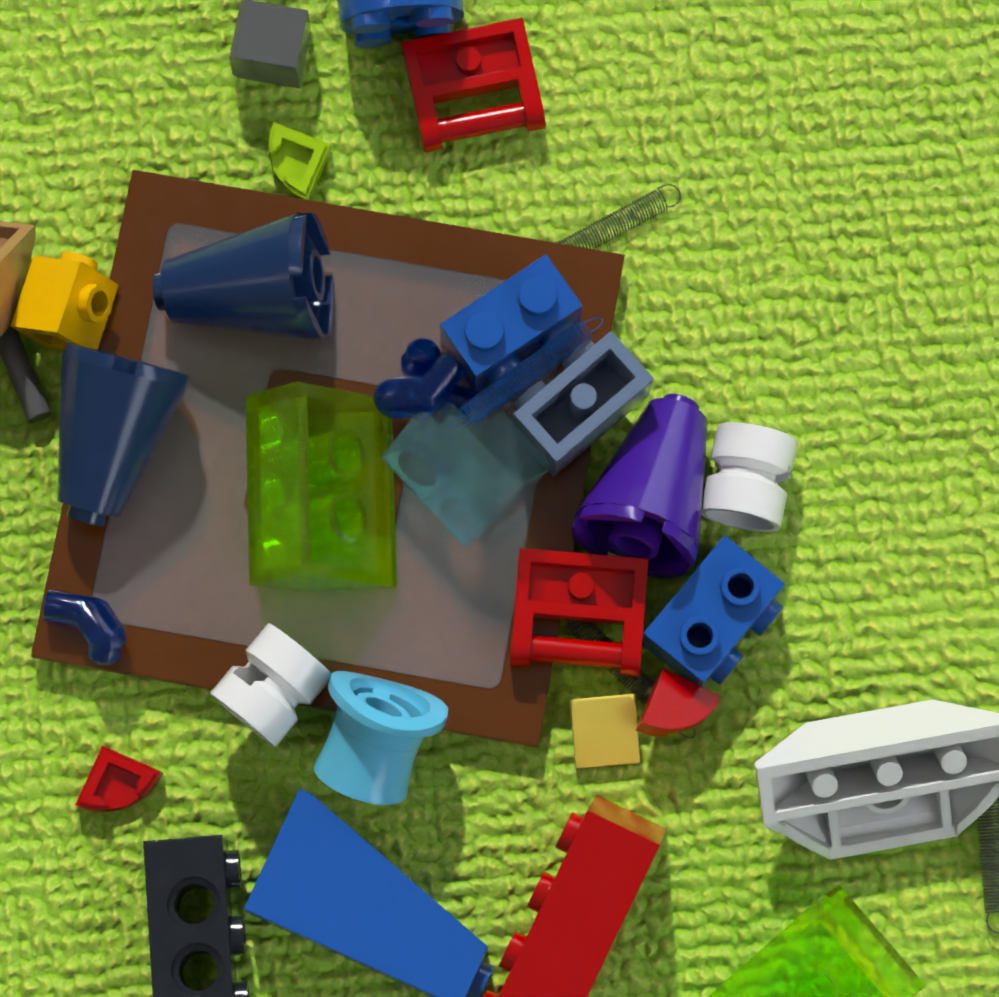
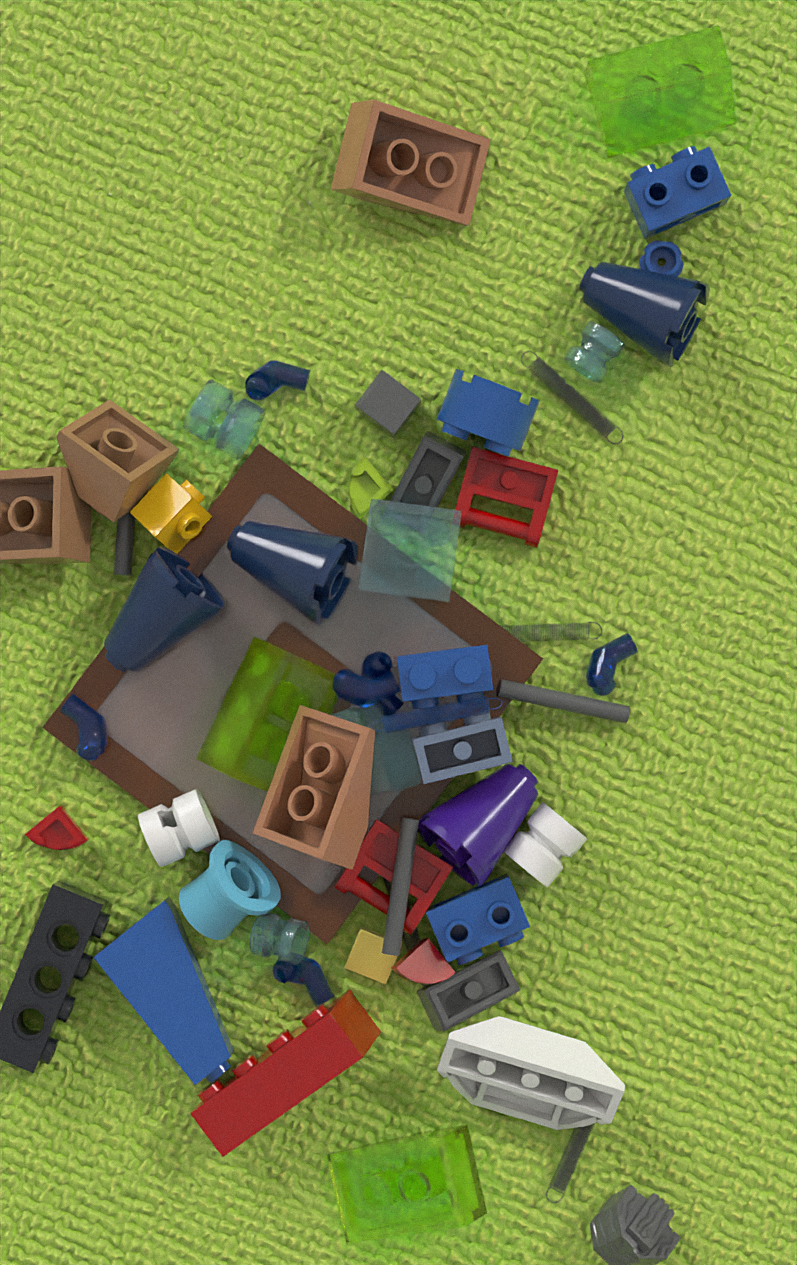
camera: 30 degrees right, 10 degrees up
(95, 158) = (238, 426): none -> clear light blue wheel
(110, 83) = (273, 376): none -> clear blue arm
(365, 118) = (429, 472): none -> dark grey slope
(390, 193) = (410, 550): none -> clear light blue brick
(429, 537) = (321, 788): none -> nougat slope
(473, 765) = (279, 937): none -> clear light blue wheel
(526, 799) = (305, 973): none -> clear blue arm
(594, 614) = (400, 886): none -> dark grey bar
(677, 293) = (563, 701): none -> dark grey bar
(703, 225) = (604, 663): none -> clear blue arm
(748, 718) = (468, 991): none -> dark grey slope

